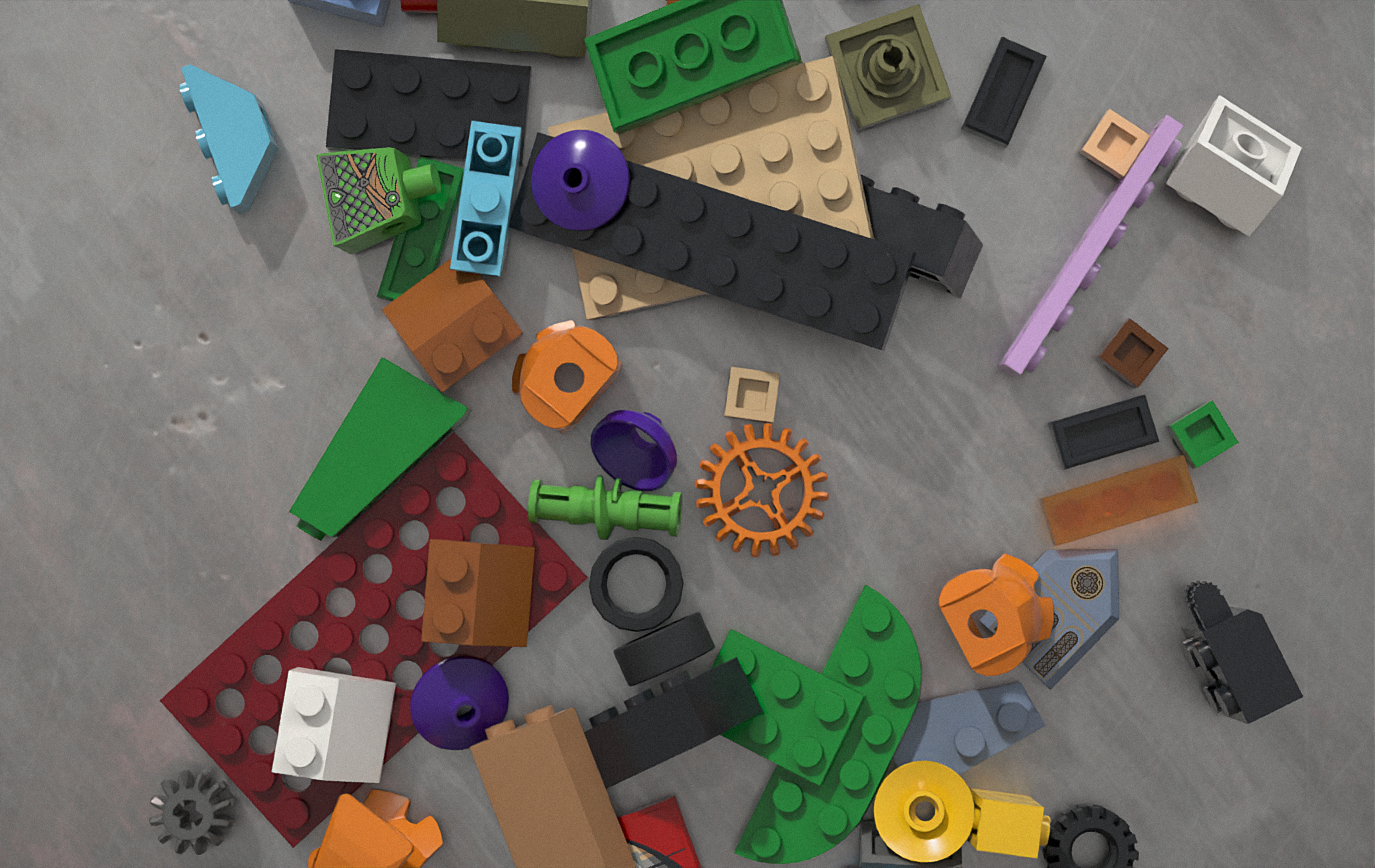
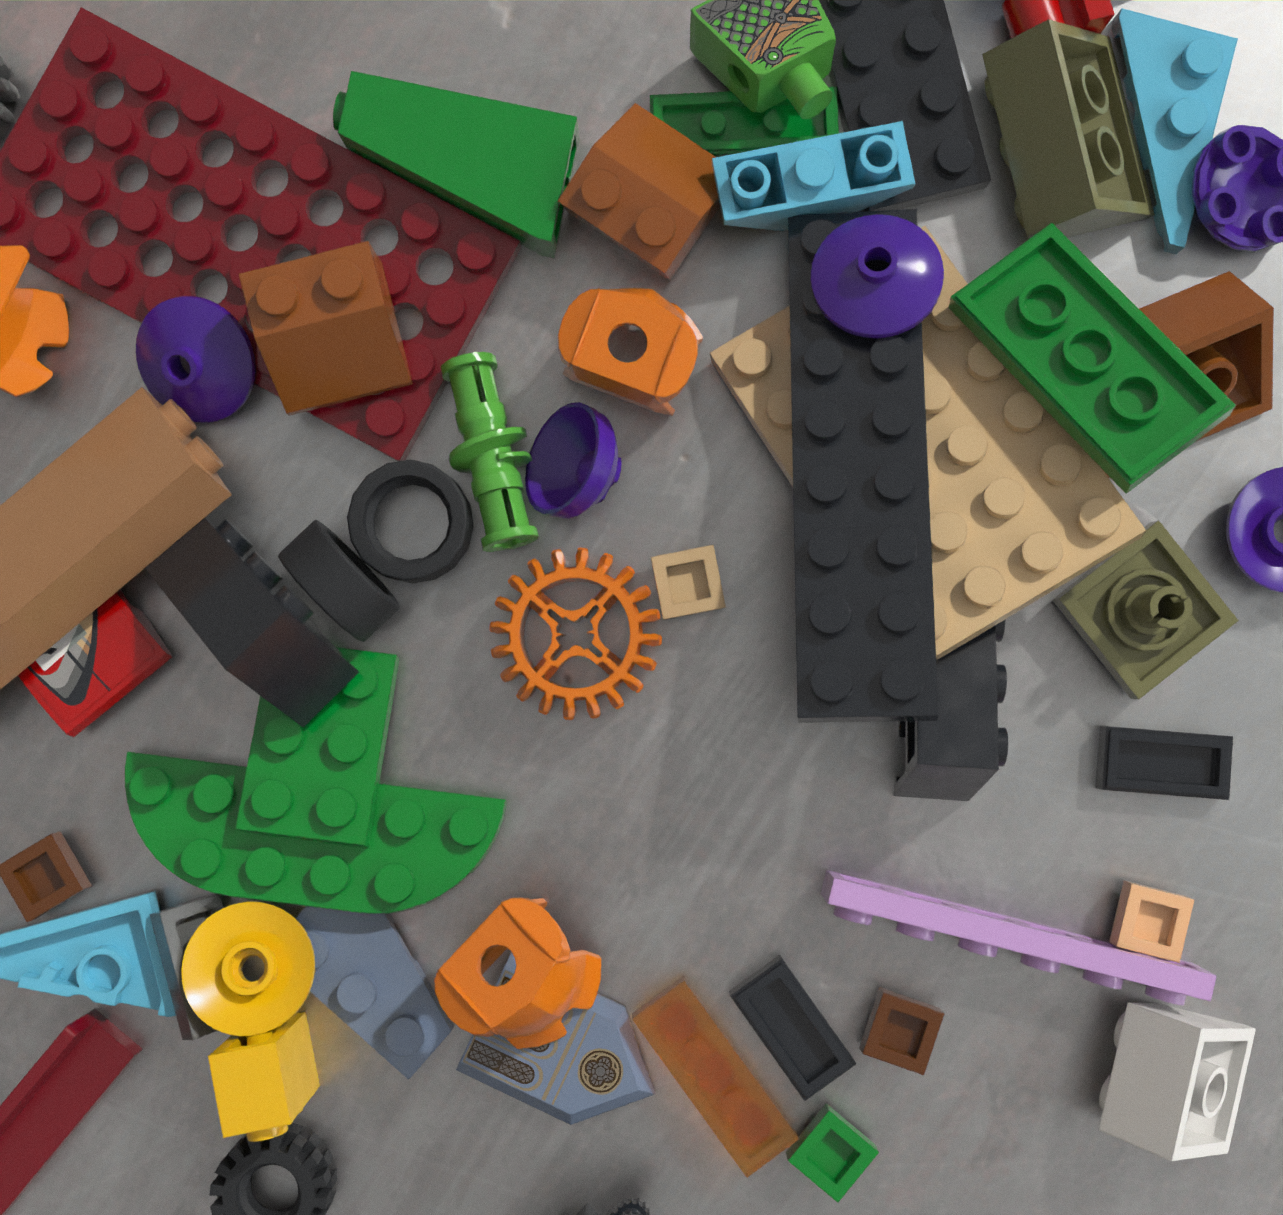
camera: 80 degrees right, 0 degrees up
(333, 726) = (107, 210): white slope -> none

